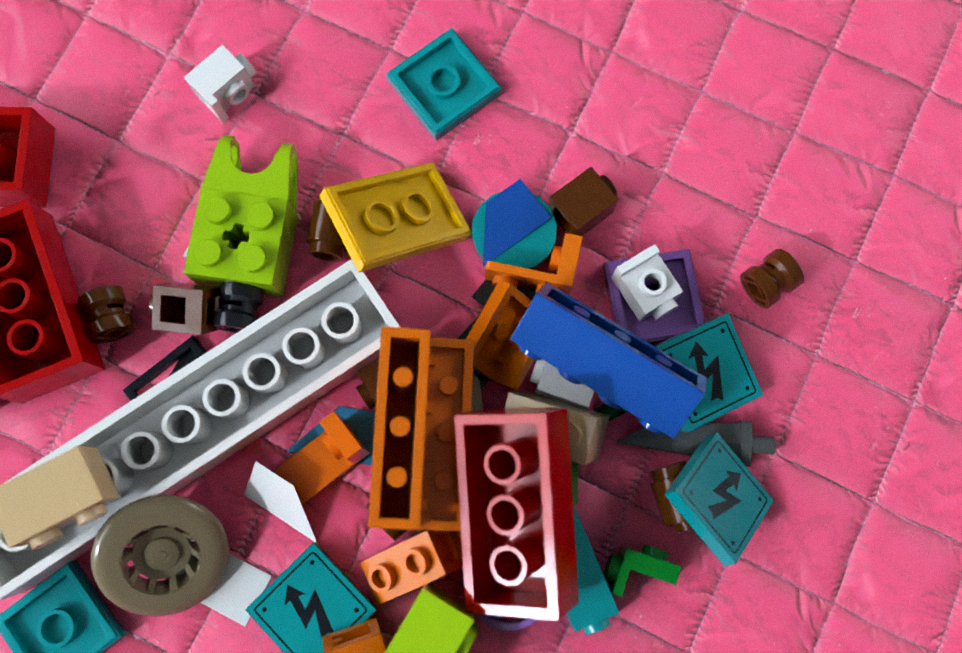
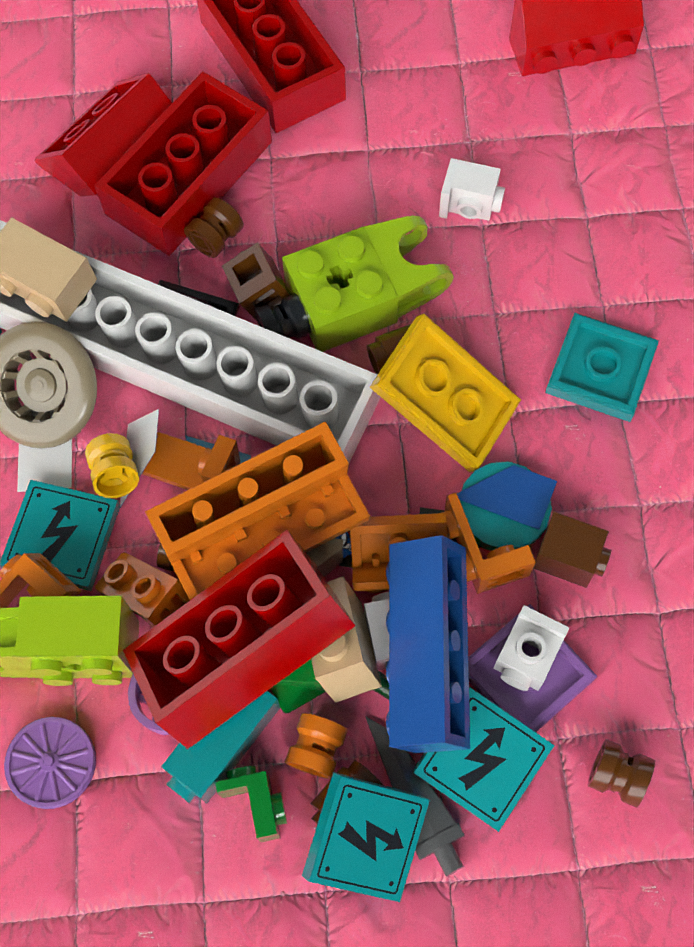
camera: 60 degrees right, 10 degrees down
(280, 530) = (111, 465): none -> yellow wheel
(623, 495) = (316, 745): none -> orange wheel

